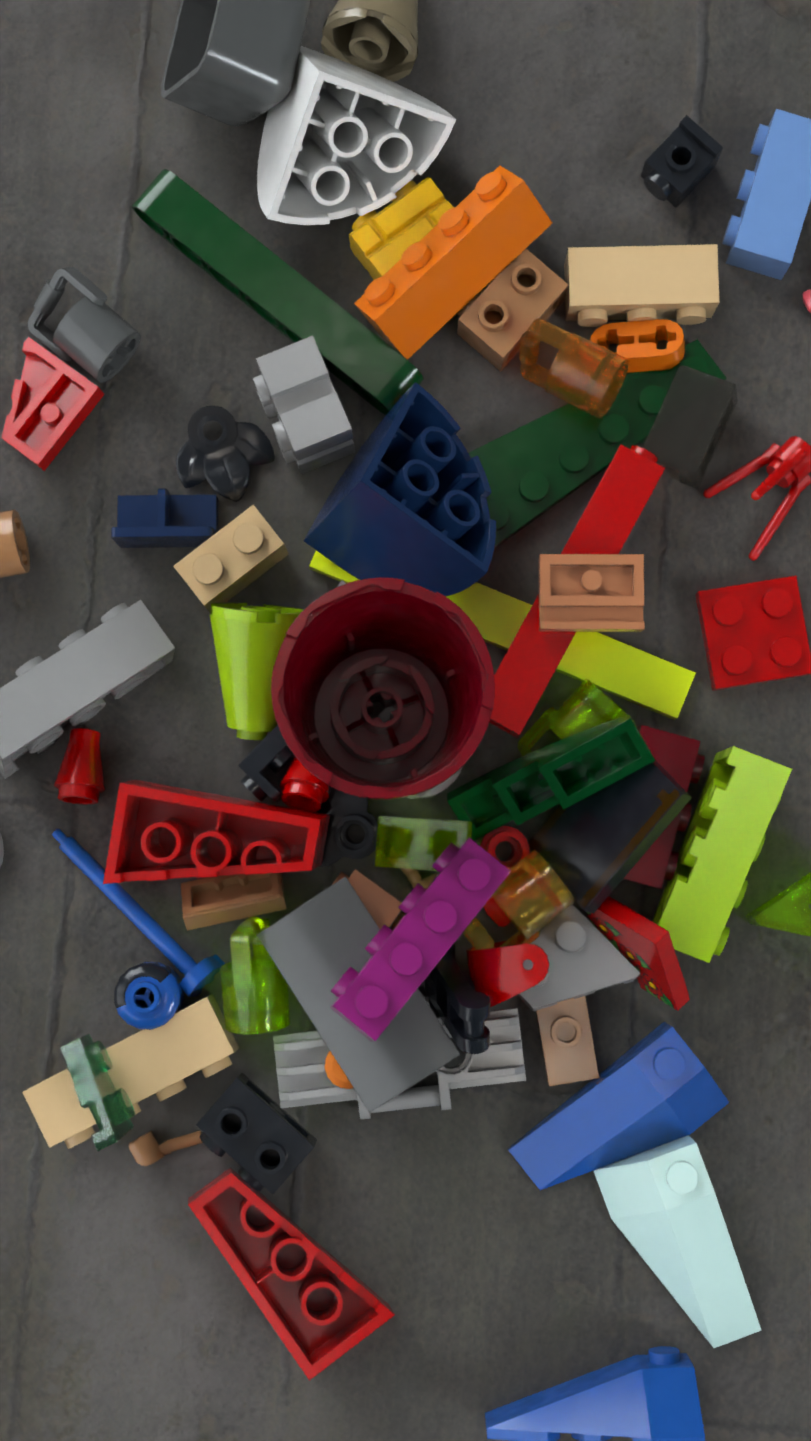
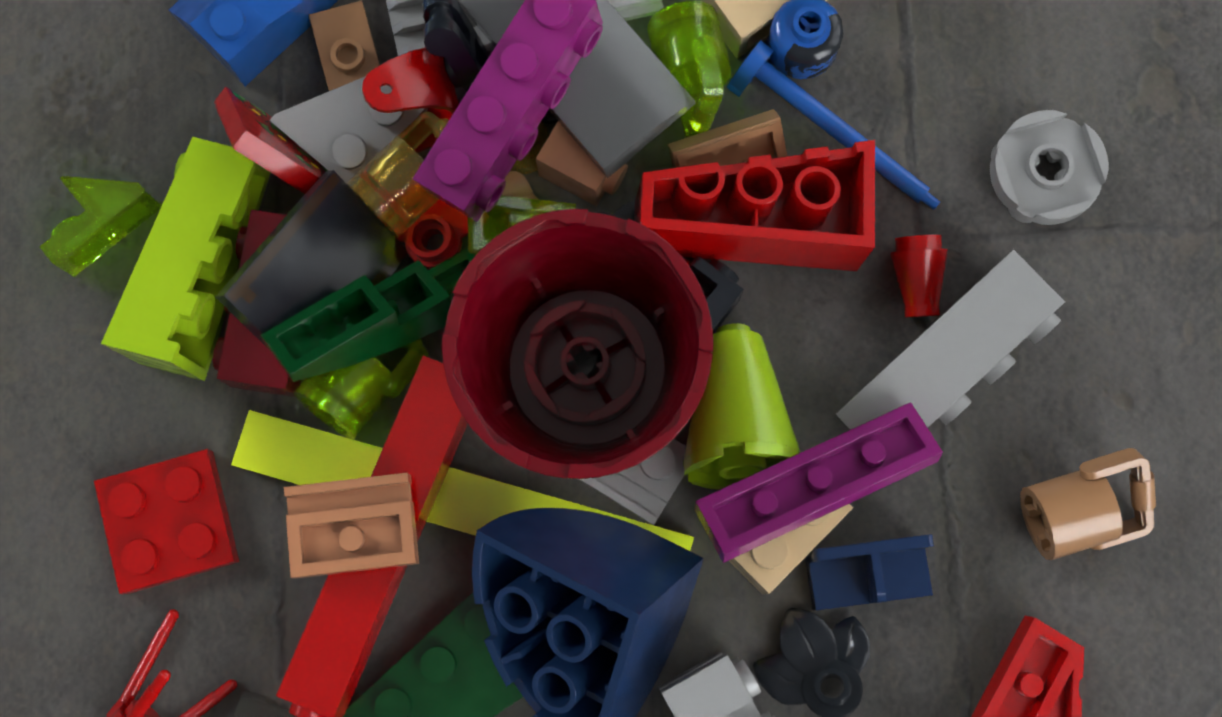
camera: 170 degrees right, 5 degrees down
(199, 584) = (817, 481): none -> magenta plate

